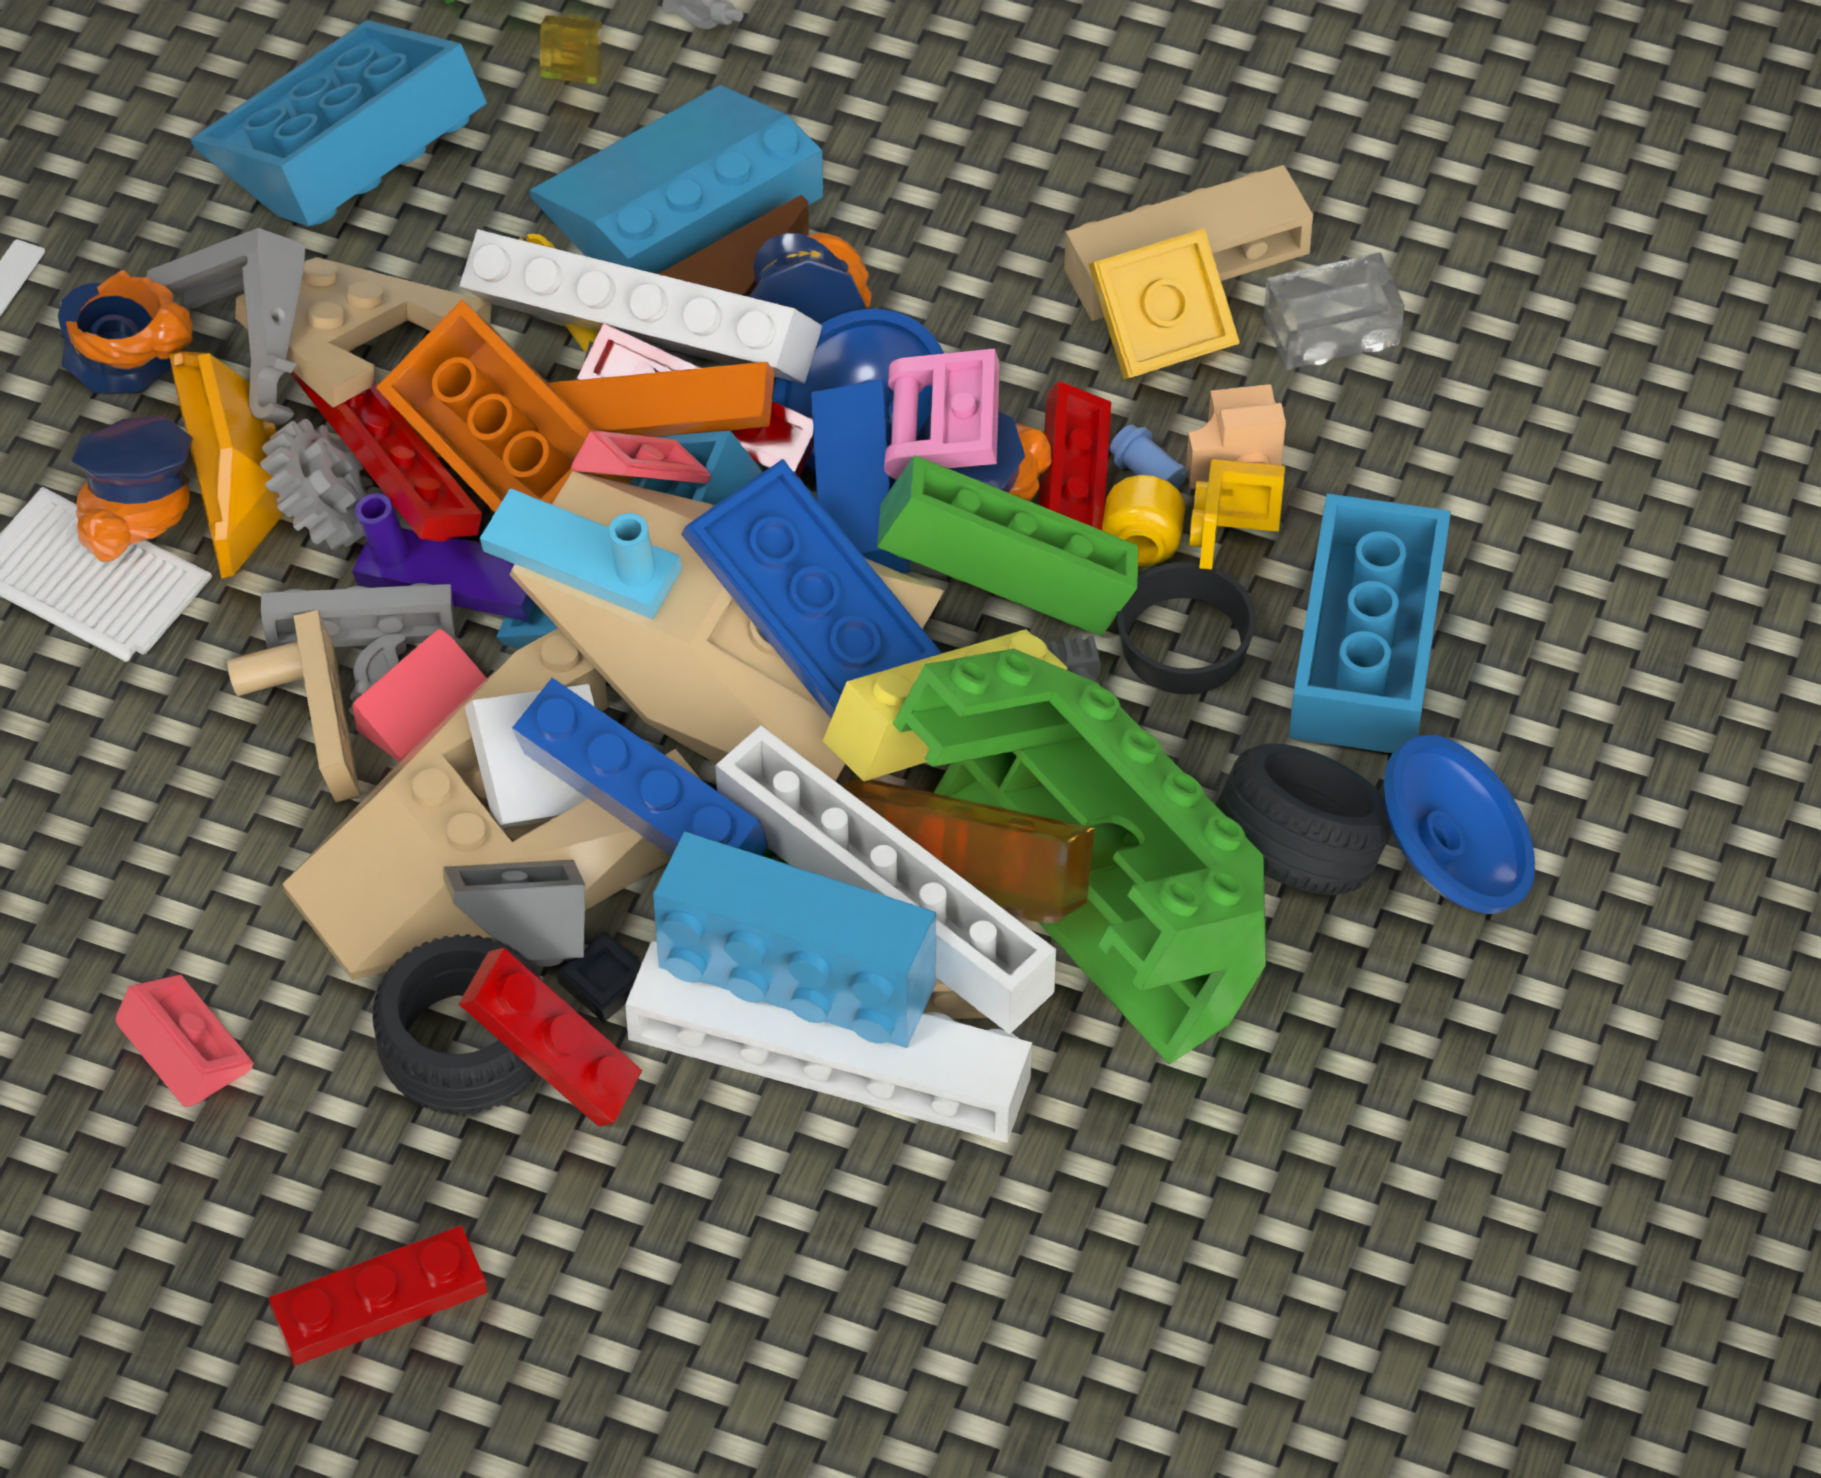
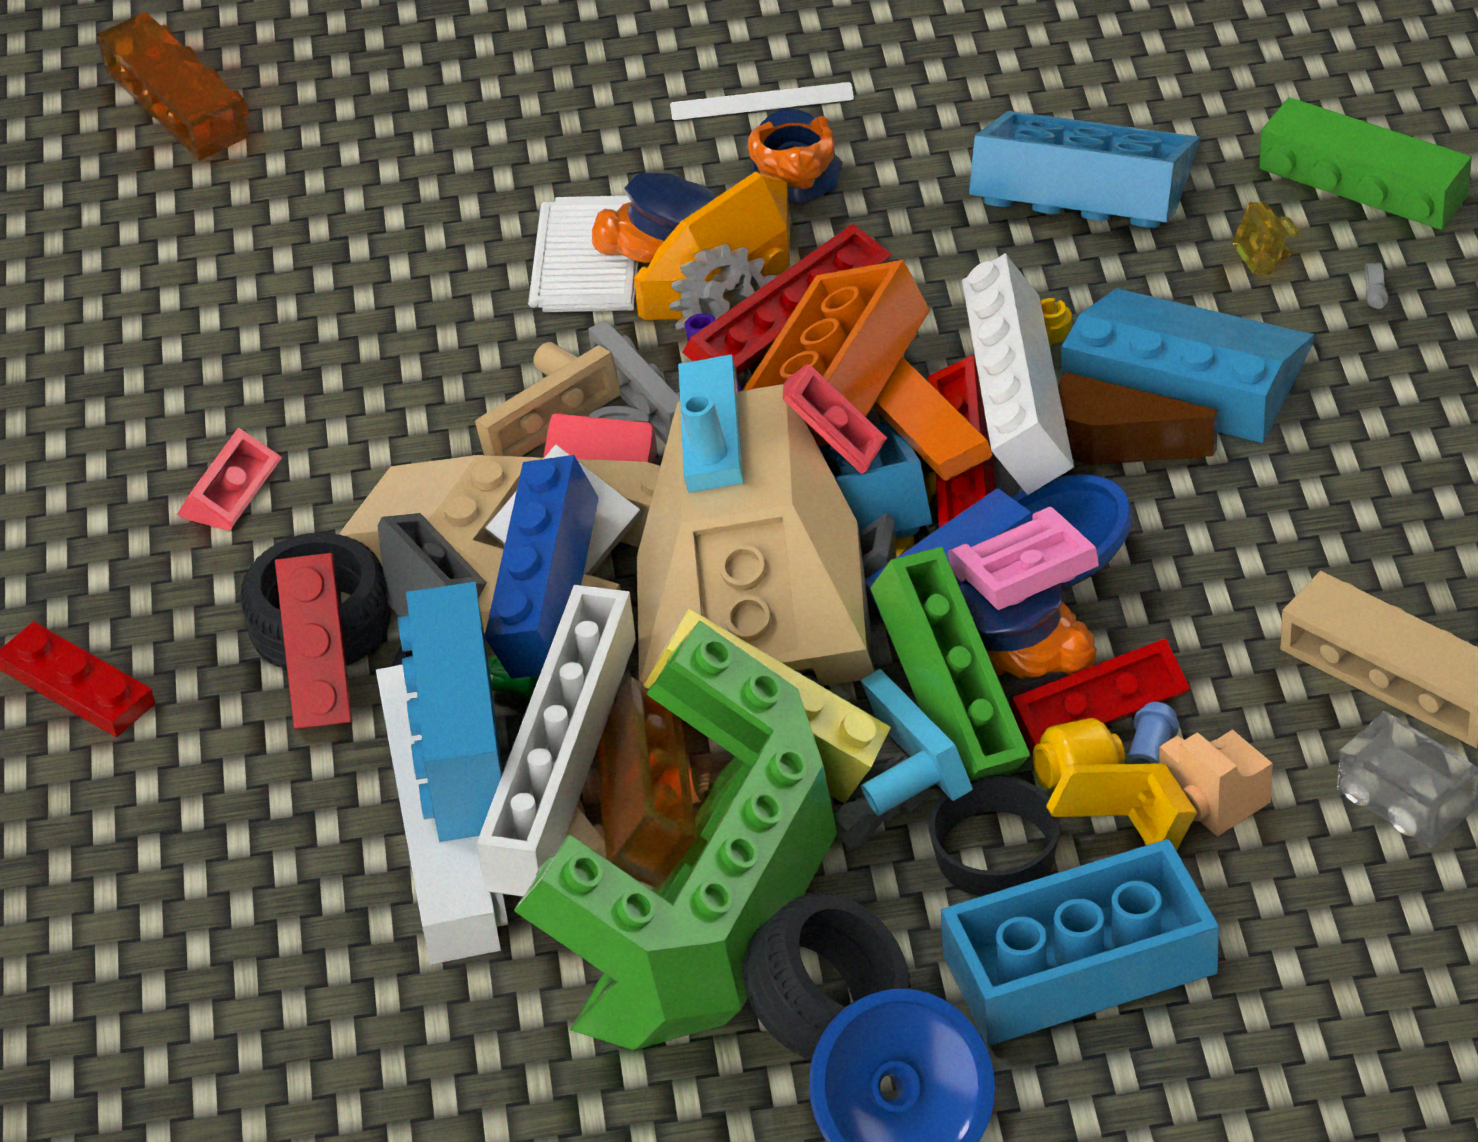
camera: 65 degrees right, 10 degrees down
(271, 276) = (857, 170): light grey hinge -> none
(348, 307) = (884, 228): tan wing -> none
(805, 585) = (786, 555): blue tile -> none
(811, 274) = (1127, 449): dark blue piece -> none
(1092, 611) = (931, 753): none -> medium azure piece
(1164, 303) = (1309, 667): yellow tile -> none

